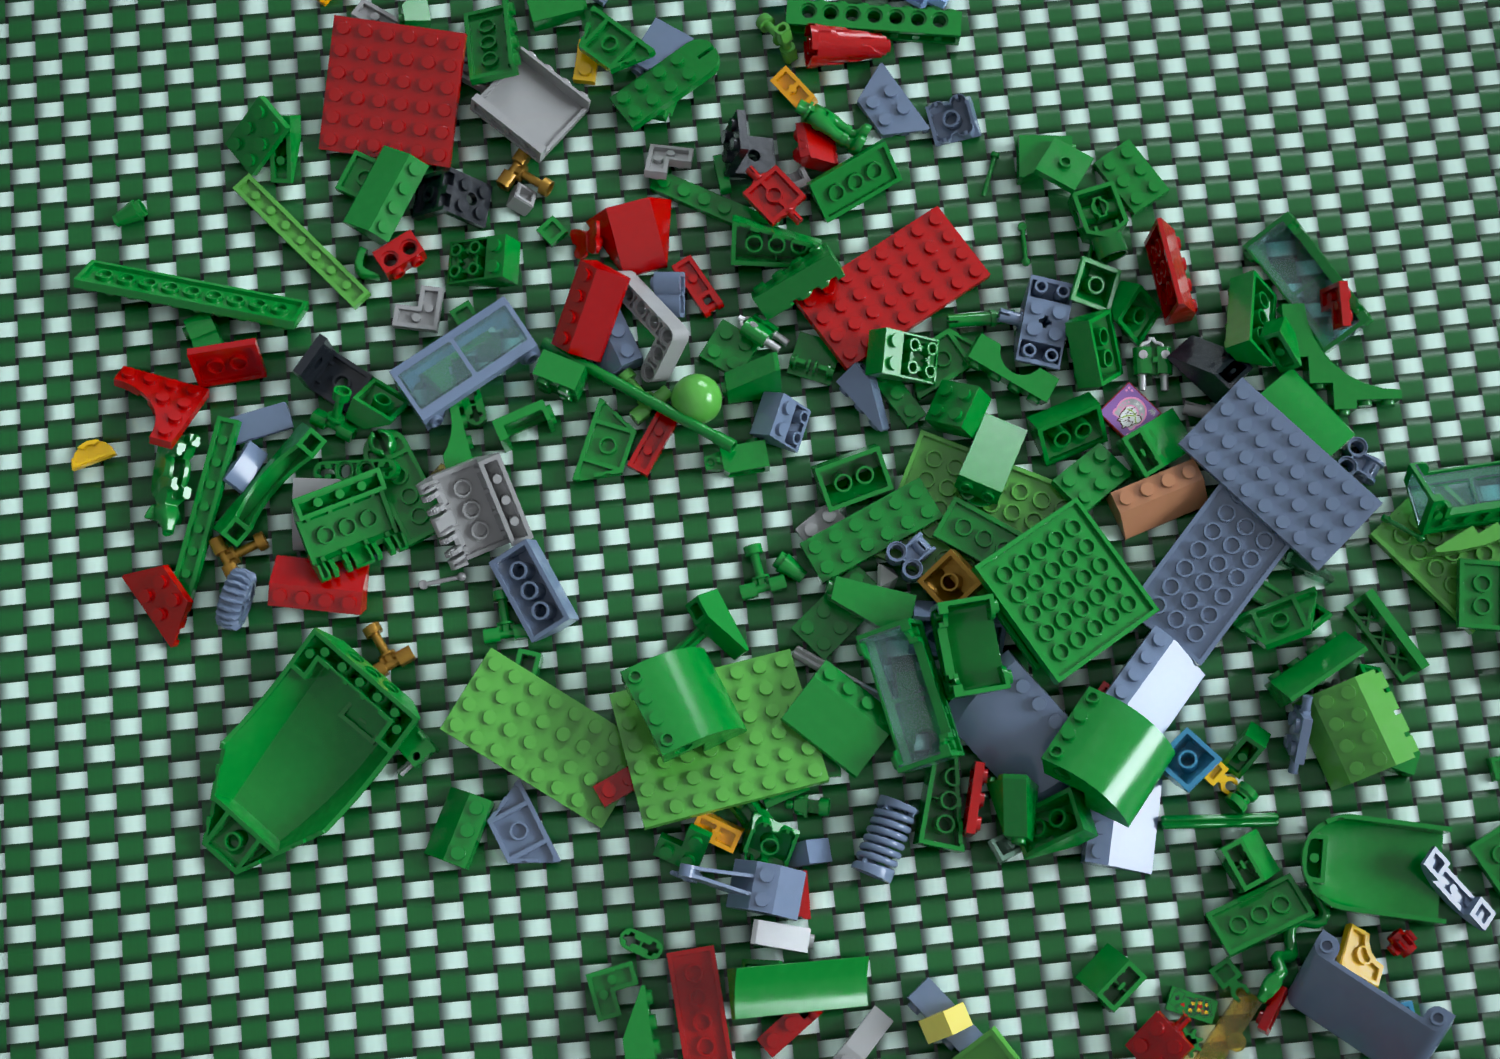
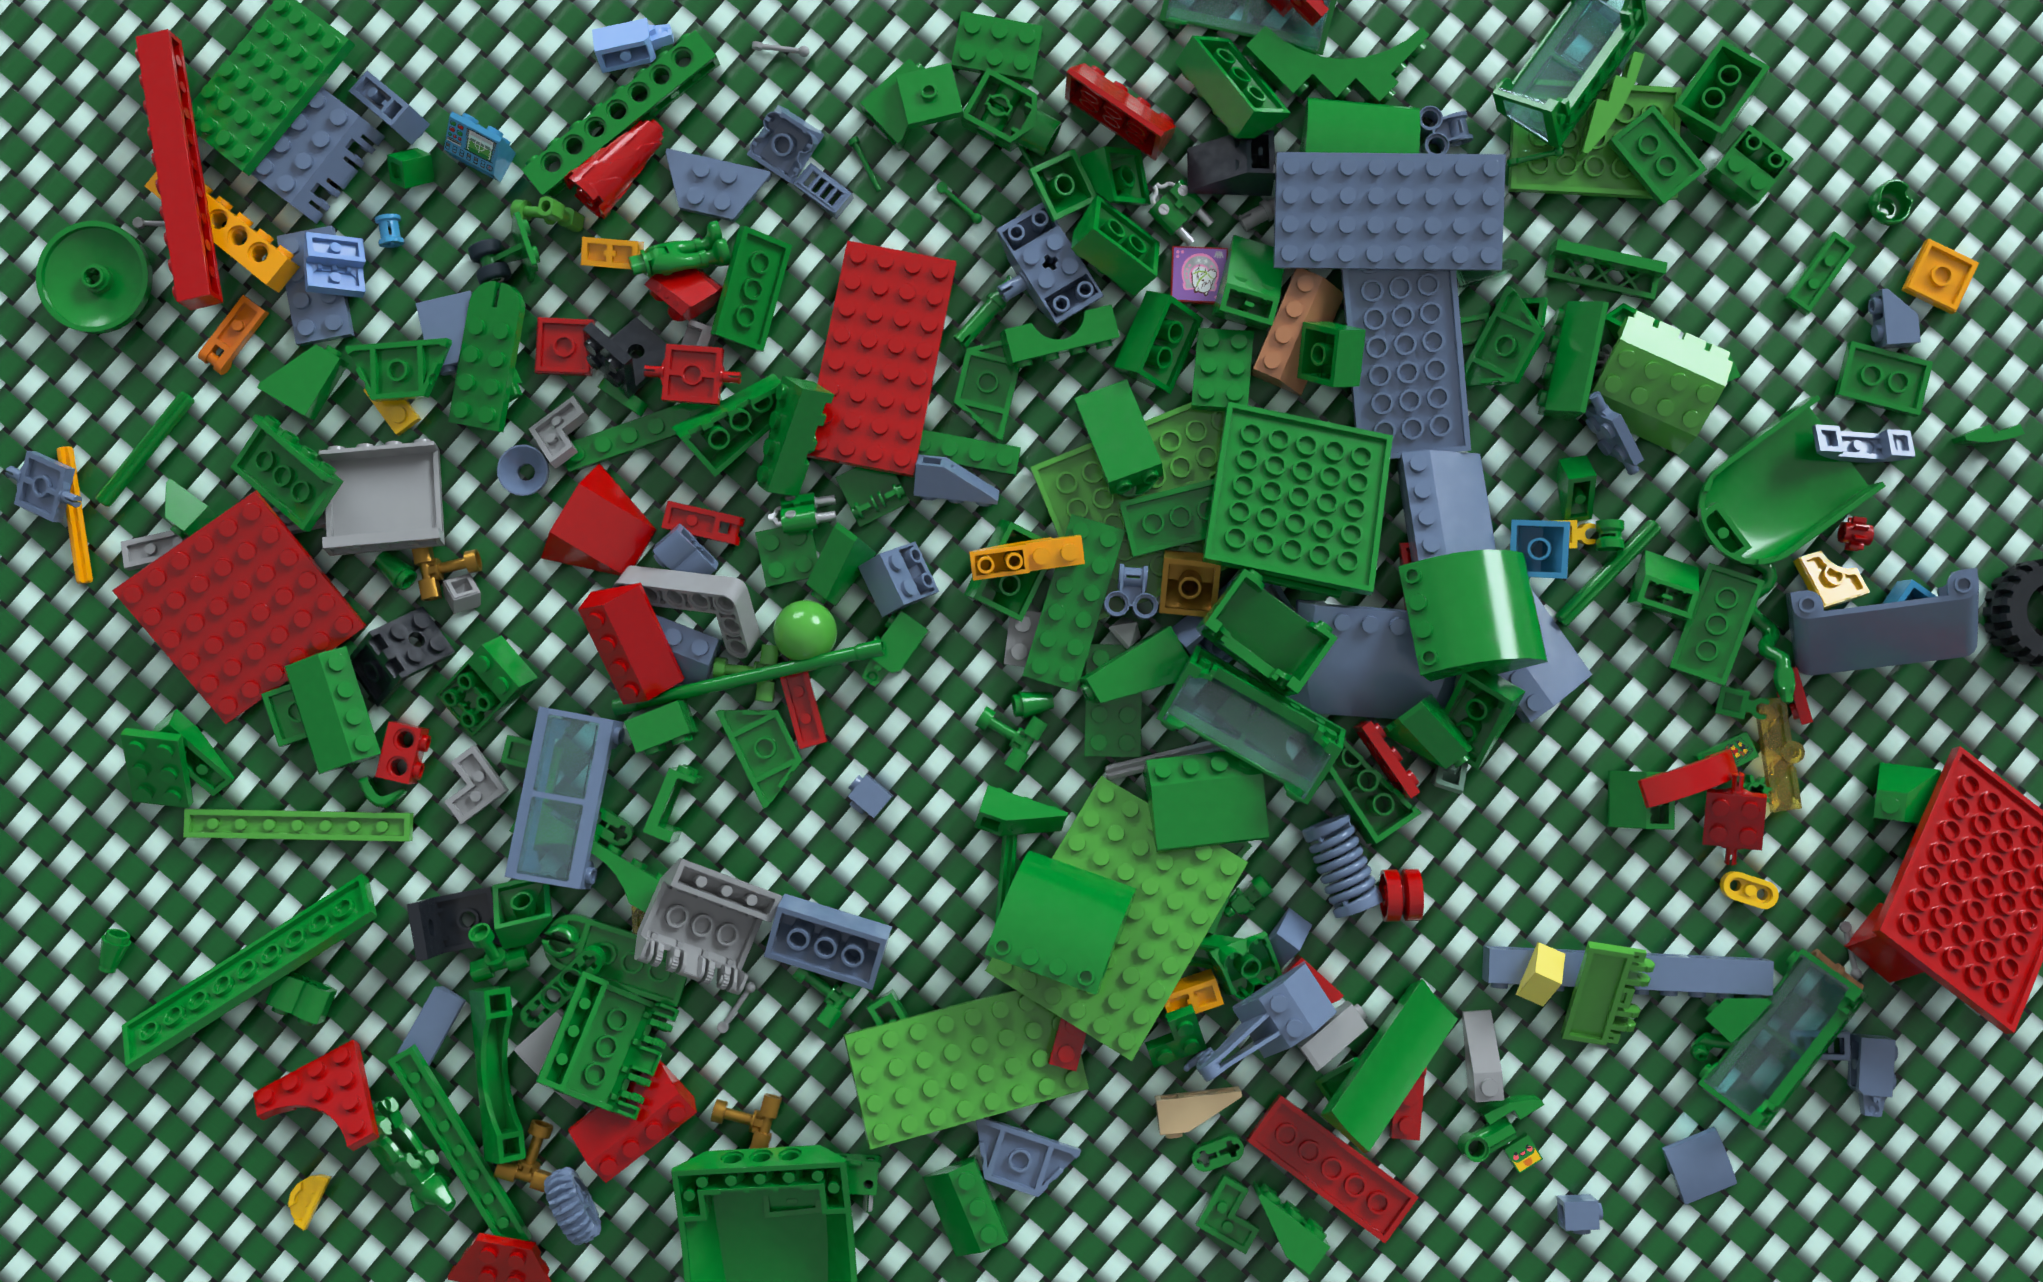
camera: 45 degrees left, 10 degrees up
(227, 362) = (346, 1003): red plate -> none
(245, 467) = (459, 1079): sand blue slope -> none
(498, 154) = (398, 572): none -> green cone
(552, 231) = (520, 597): green plate -> none
(587, 241) = (561, 576): red animal -> none
(624, 153) = (511, 463): none -> sand blue piece
(640, 530) = (868, 795): none -> sand blue brick
(648, 899) = (1187, 1110): none -> tan slope
(712, 117) = (561, 347): none -> red tile
(723, 35) = (495, 259): none -> plate
(868, 473) = (1026, 557): none -> light orange slope
(902, 356) = (952, 417): green slope -> none
(904, 892) = (1401, 895): none -> red wheel
(951, 182) = (841, 203): none -> sand blue slope
(958, 409) = (1047, 418): green brick -> none
(1013, 79) = (802, 51): none -> light grey hinge
(1152, 988) = (1688, 779): none -> red slope
(1166, 526) = (1331, 354): none -> green brick
(1281, 344) = (1280, 85): green slope -> none

